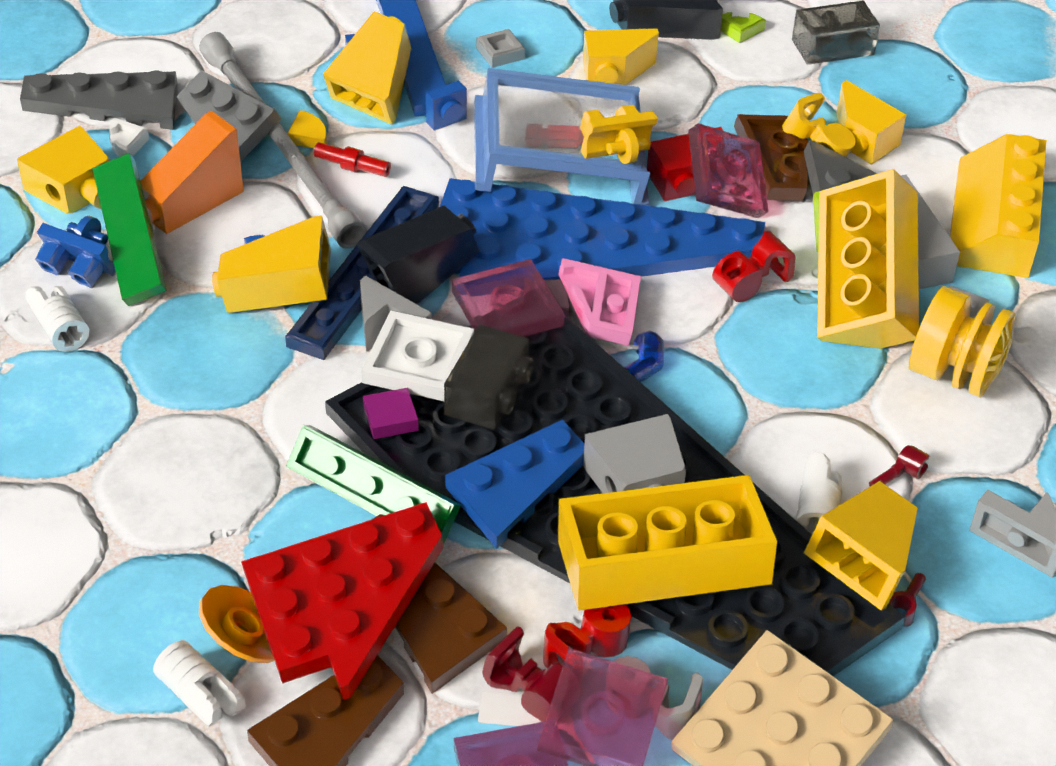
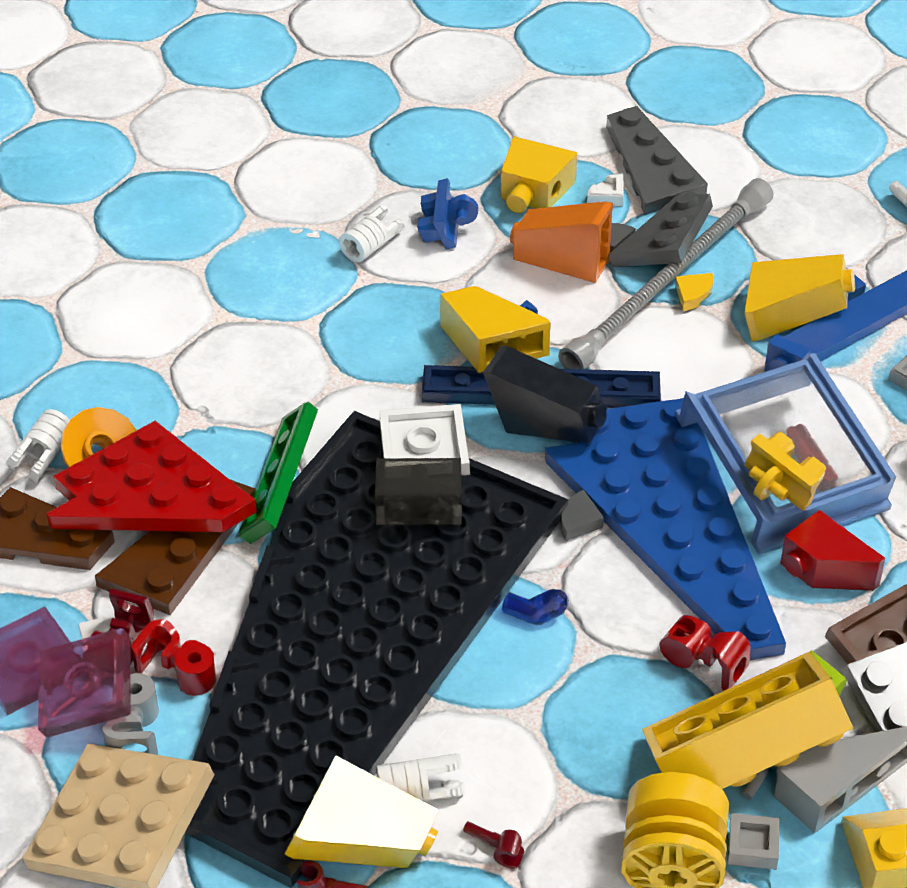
camera: 70 degrees right, 0 degrees up
(129, 230) = (479, 228): green tile -> none
(352, 159) = (674, 329): red bar -> none
(376, 305) = (478, 417): light grey slope -> none
(390, 413) = (353, 450): magenta tile -> none
(509, 299) = (531, 481): clear pink tile -> none
(515, 479) = (320, 550): blue wing -> none
(602, 299) = (588, 552): bright pink wing -> none
(634, 456) = (362, 625): light grey torso -> none
(665, 542) = (267, 660): yellow brick -> none
(728, 171) = (818, 582): clear pink plate -> none

